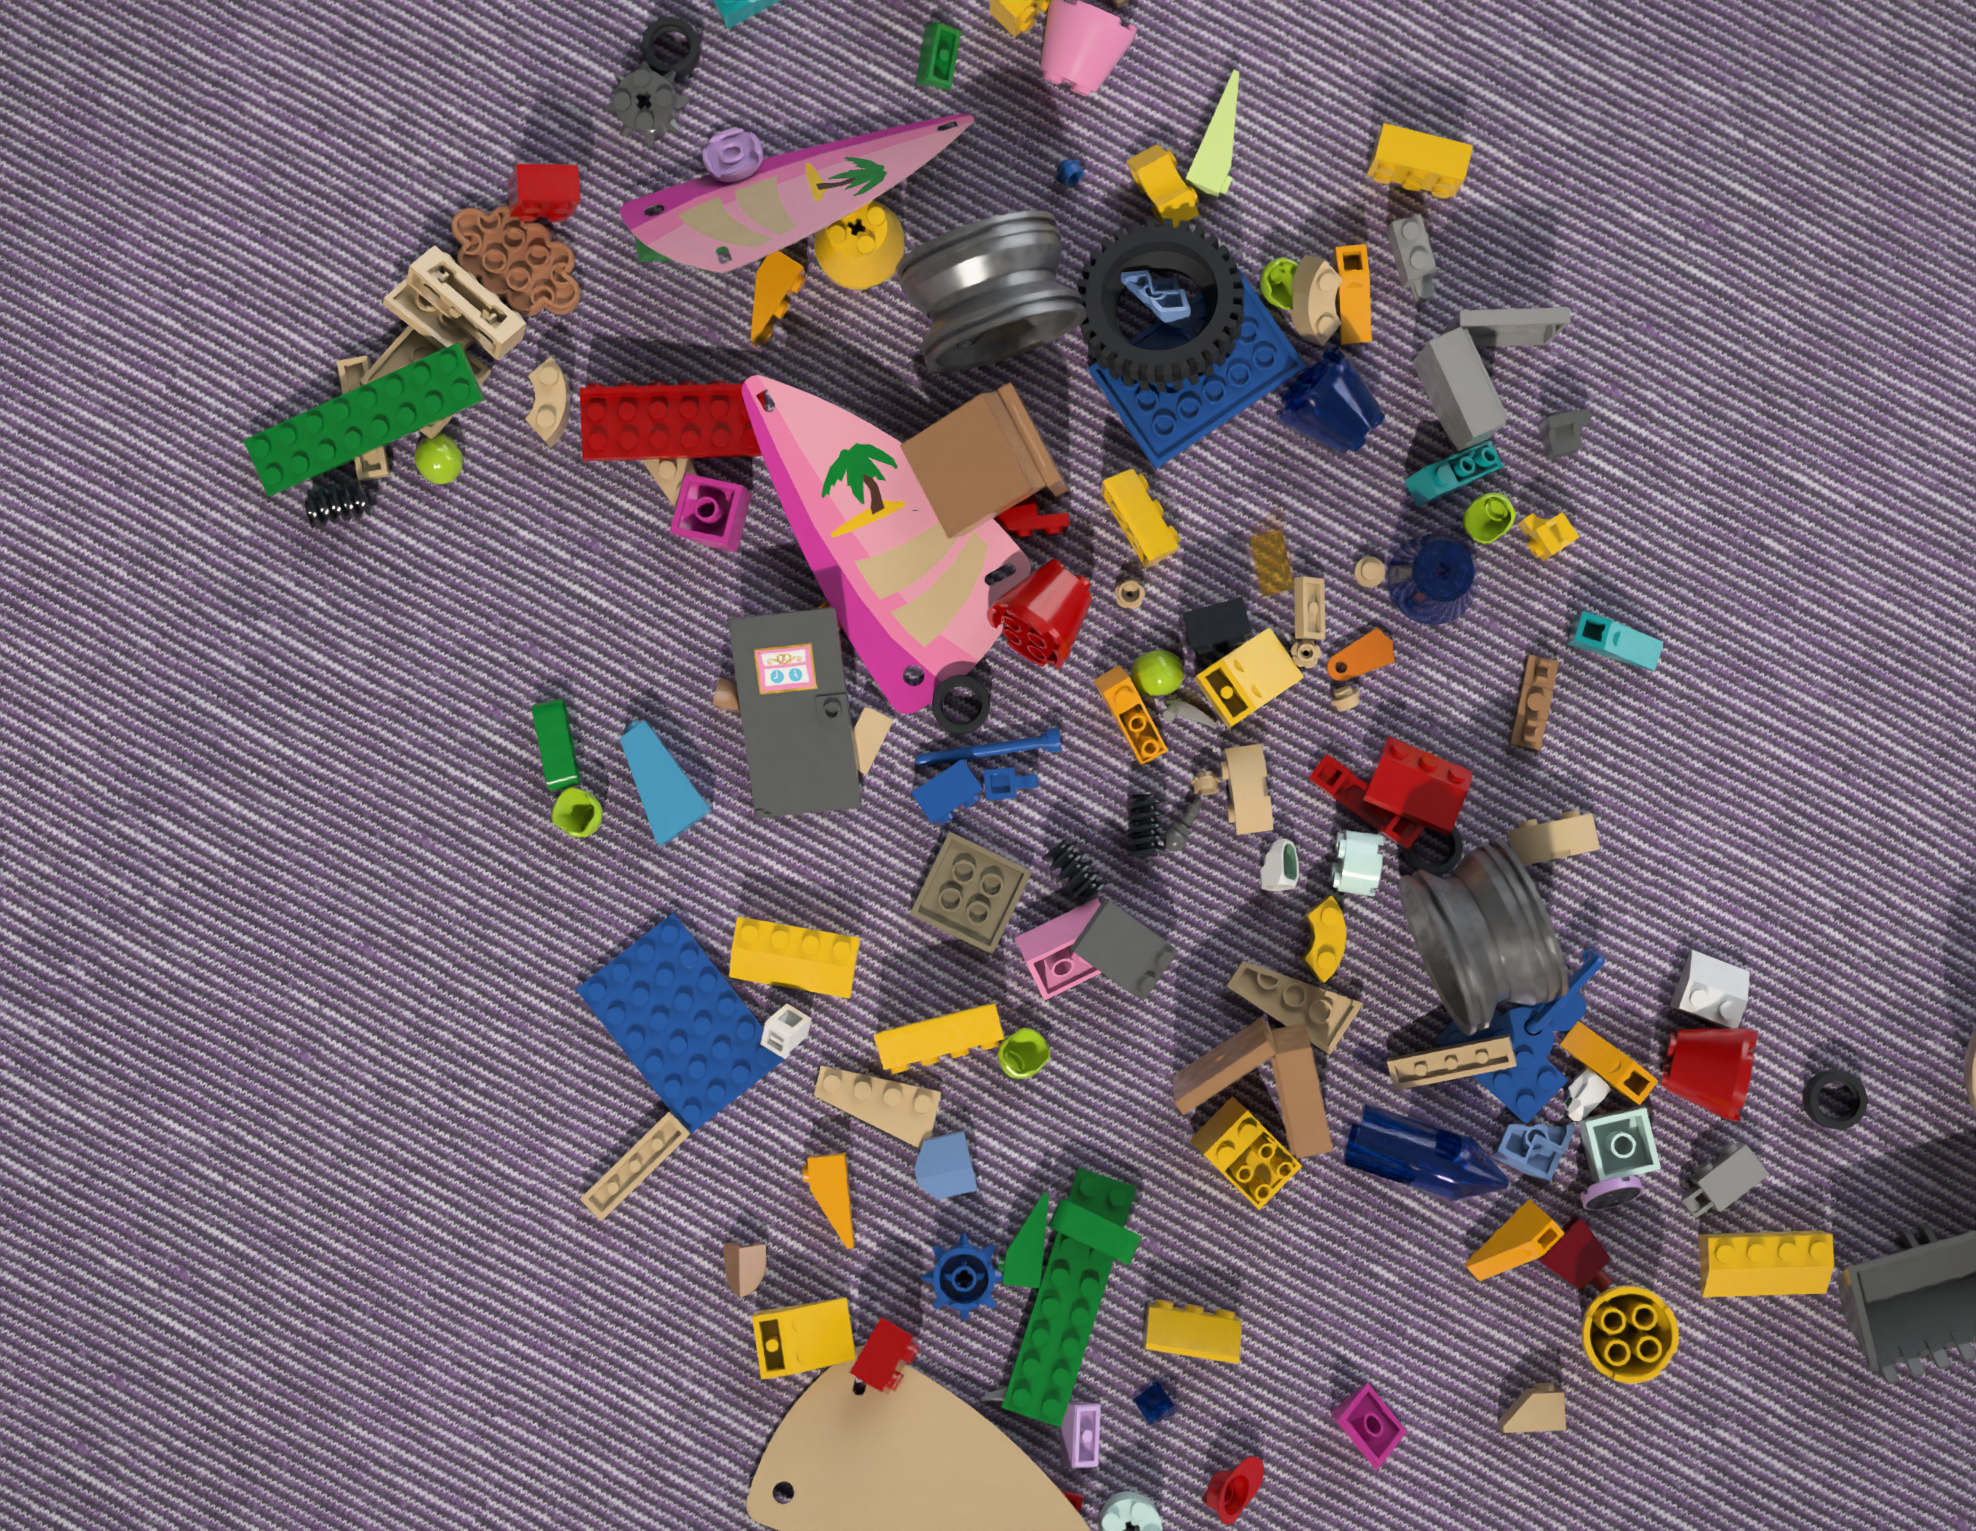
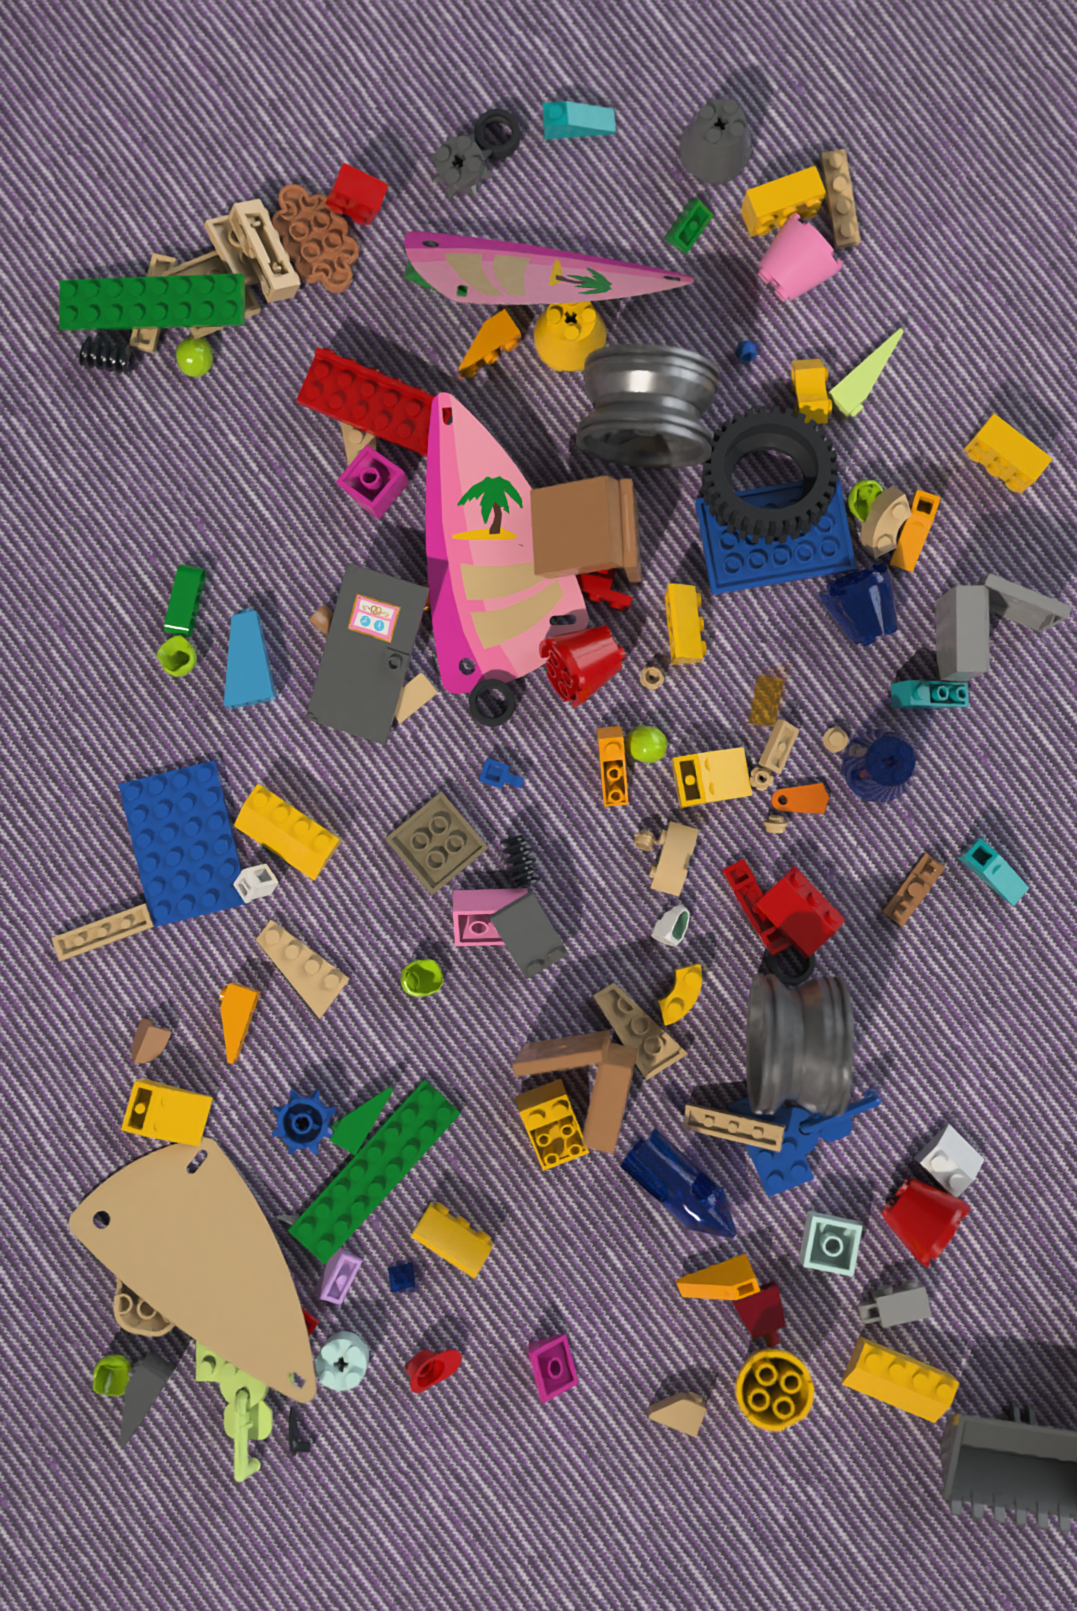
camera: 25 degrees right, 0 degrees up
(551, 402) = (294, 351): tan brick -> none
(732, 155) = (506, 230): lavender tile -> none
(885, 1357) = (219, 1154): red brick -> none
(939, 1036) = (365, 937): yellow slope -> none
(945, 1166) = (328, 1034): medium blue slope -> none
(948, 792) = (453, 762): blue brick -> none
(1048, 741) = (544, 758): blue piece -> none
(1095, 1231) = (414, 1132): green beam -> none
(1146, 825) = (587, 851): black piece -> none
(1161, 296) = (772, 469): medium blue slope -> none
(1177, 835) = (605, 870): dark grey bar -> none
(1187, 711) = (655, 781): light grey bar -> none
(1215, 626) = (702, 728): black brick -> none
(1358, 862) = (730, 949): light aqua brick -> none
(1413, 256) = (971, 522): light grey brick -> none
(1489, 517) = (941, 738): lime hair -> none
(1533, 1148) = (765, 1217): medium blue slope -> none
(1547, 535) = (979, 771): yellow brick -> none
(1554, 839) = (883, 996): tan brick -> none
(1562, 432) = (1023, 700): dark grey brick -> none
(1585, 1094) = (821, 1194): white rock -> none
(1609, 1063) = (849, 1180): light orange slope -> none
(1611, 1193) = (808, 1277): tile -> none
(1859, 1100) = (1021, 1294): black tyre -> none

